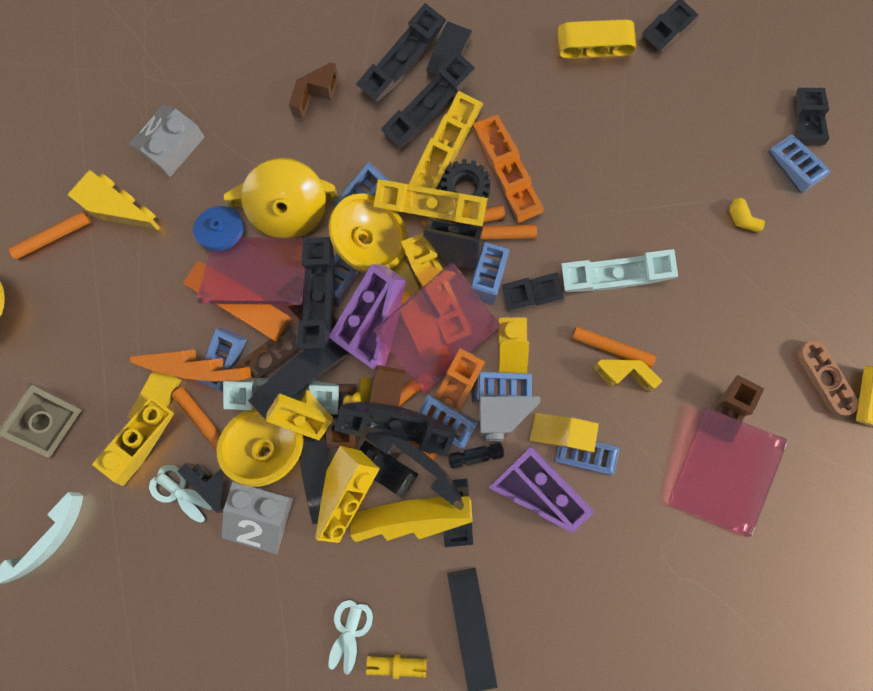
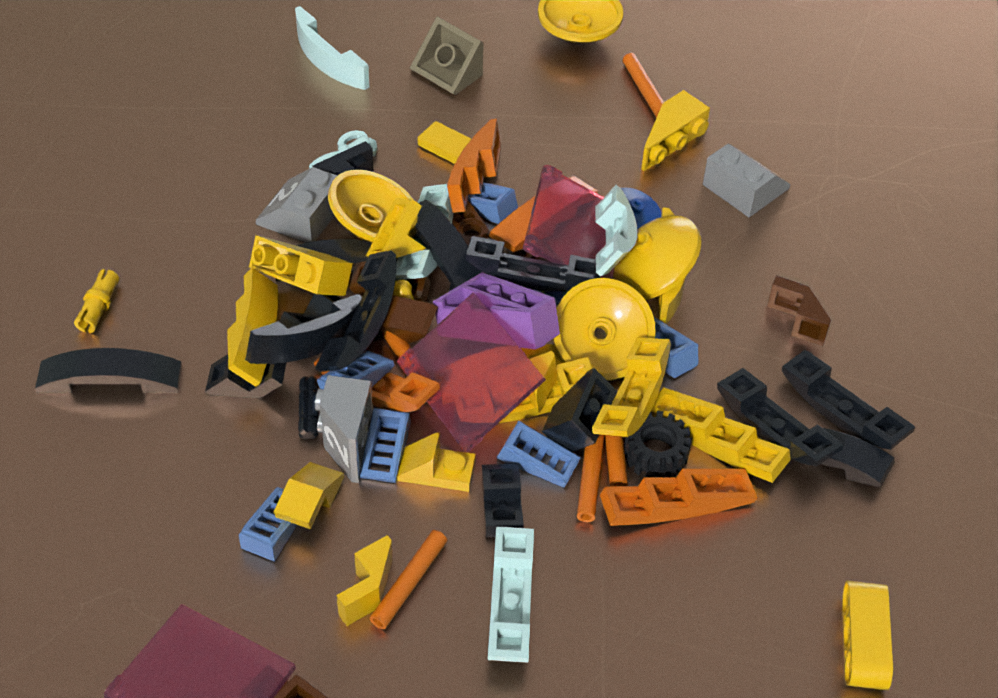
camera: 95 degrees right, 30 degrees down
(134, 442) = (402, 116): yellow slope -> none
(197, 416) = (426, 172): orange piece -> none
(268, 228) = (619, 221): none -> light aqua slope
(346, 641) = (138, 262): light aqua piece -> none
(542, 489) = (243, 457): medium lavender wedge -> none

